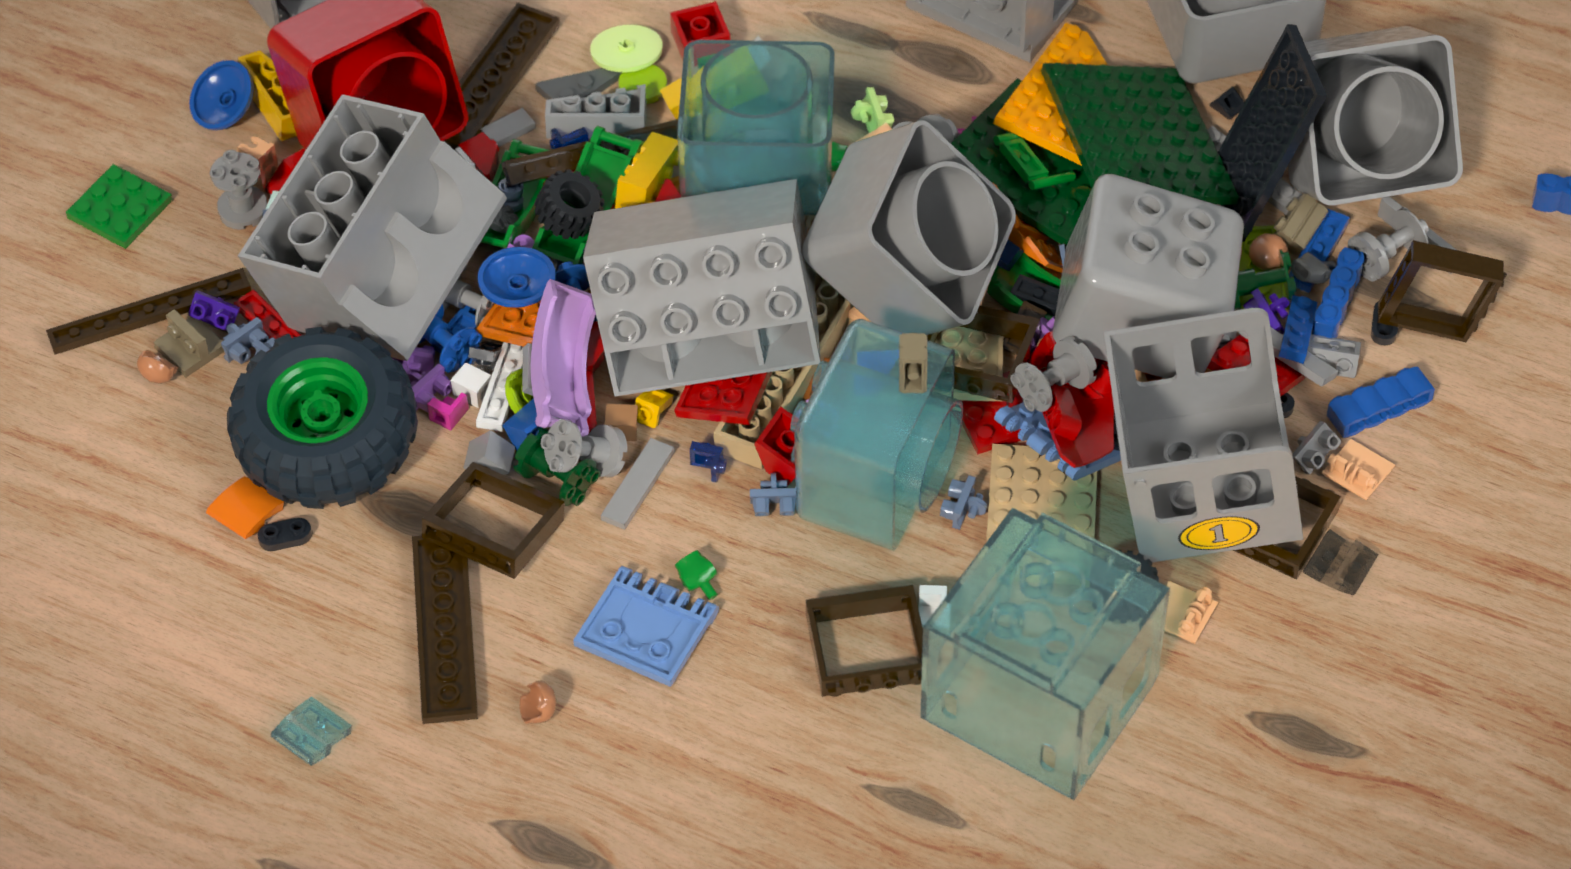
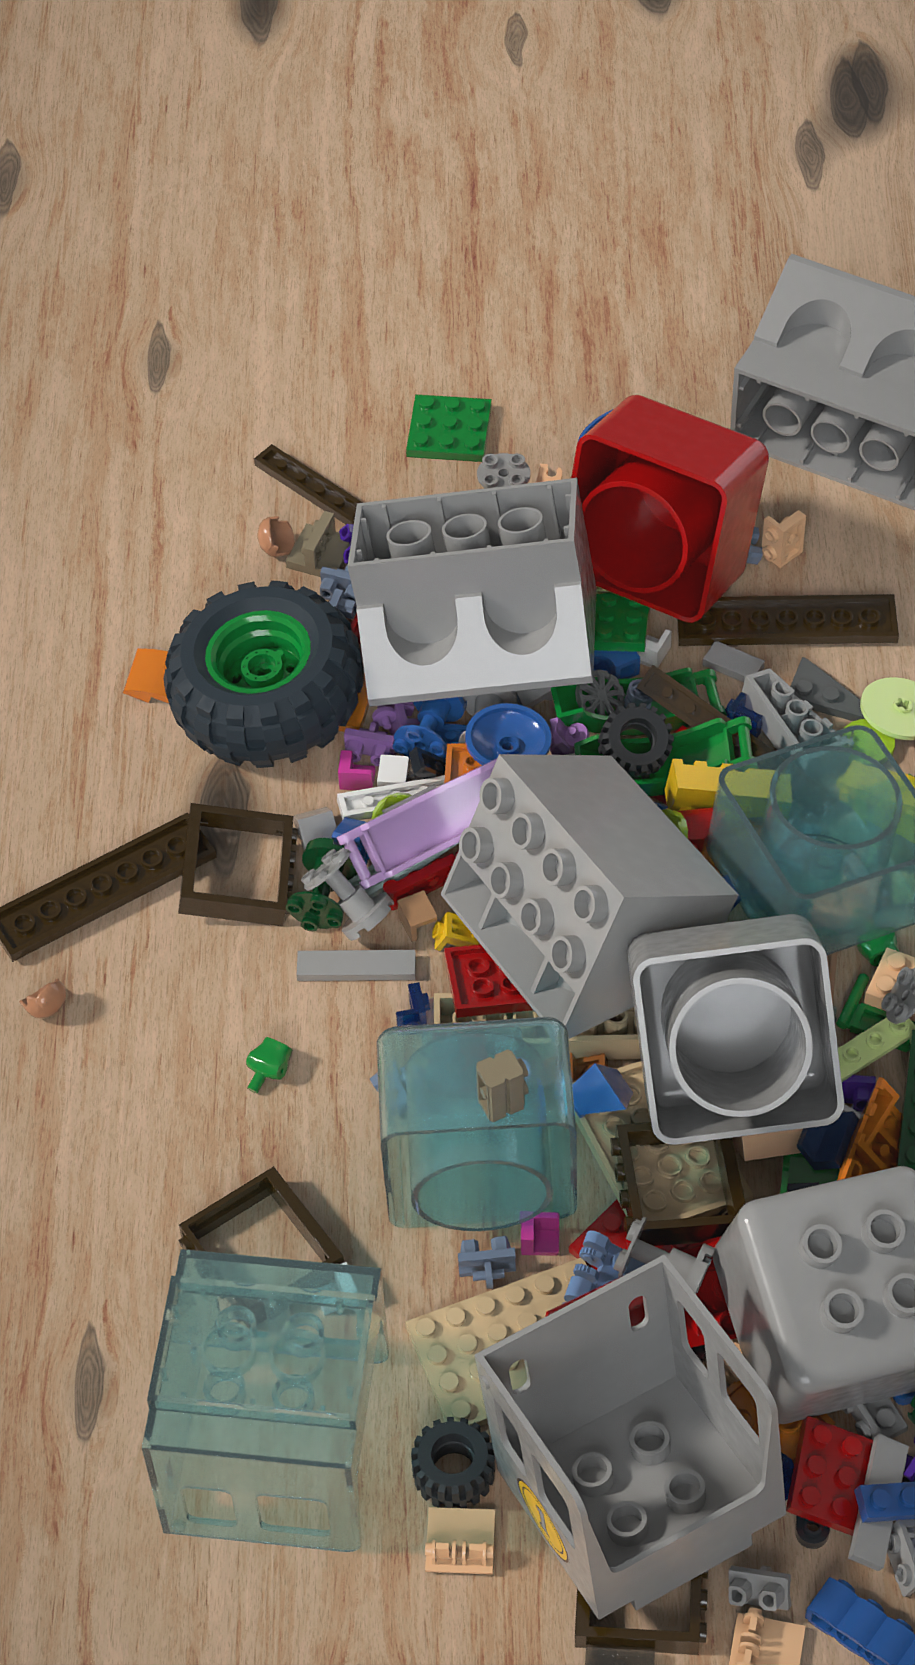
camera: 65 degrees right, 0 degrees up
(284, 535) = (142, 715): black plate -> none
(483, 153) = (678, 653): red slope -> none
(645, 629) = (182, 1045): medium blue hinge -> none
(961, 465) = (541, 1235): none -> dark pink panel

